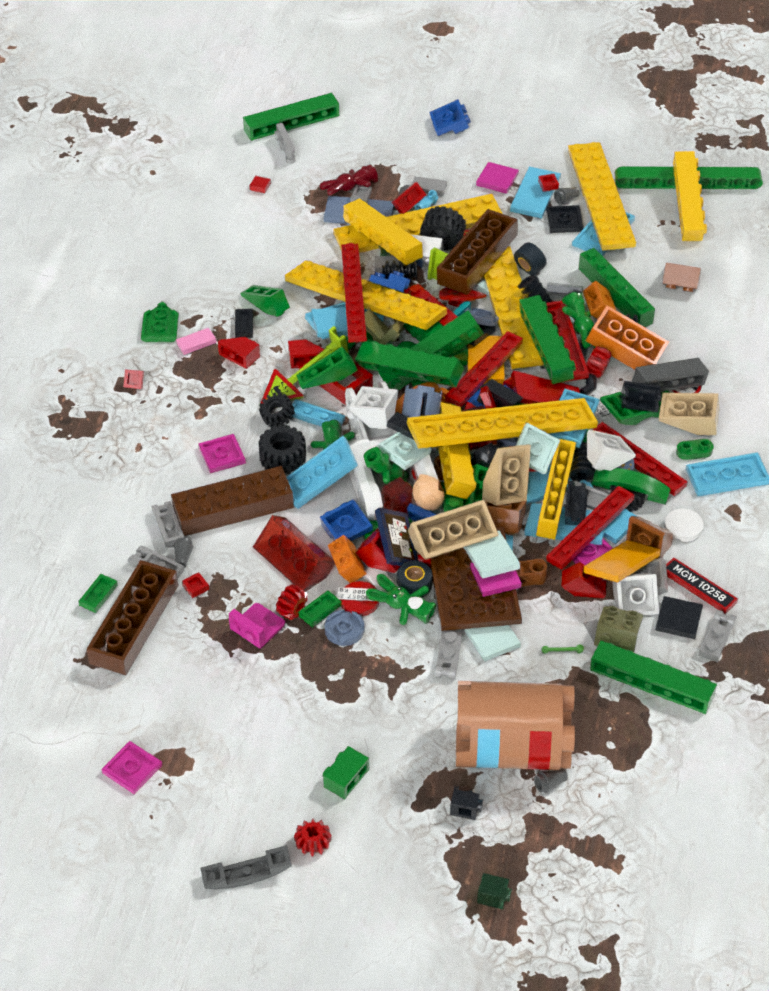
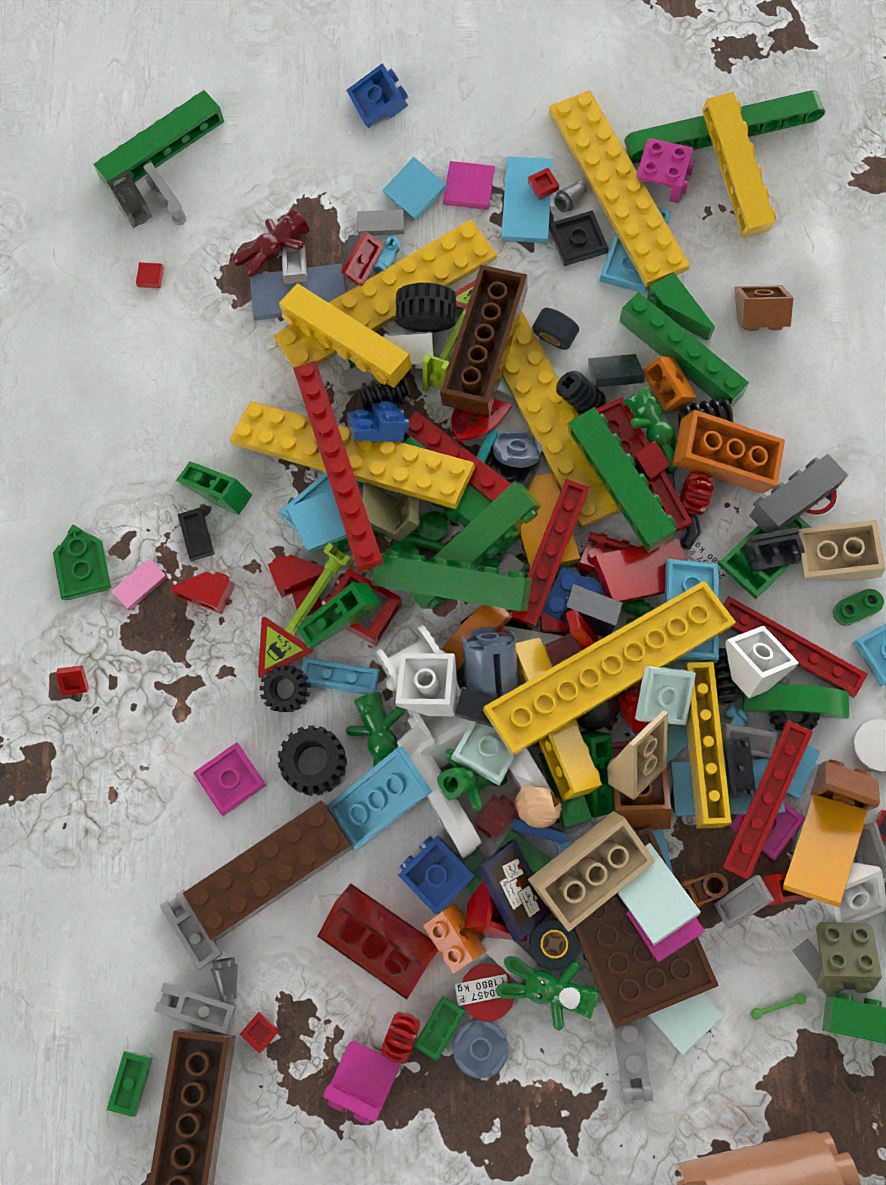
camera: 10 degrees left, 25 degrees up
(260, 139) = (129, 199): none -> clear smoke slope
(458, 171) = (414, 188): none -> medium azure tile
(555, 580) = (743, 901): none -> light grey tile
(570, 333) = (651, 460): none -> red slope
(621, 260) = (680, 306): none -> green slope
(641, 188) = (667, 165): none -> dark pink bracket

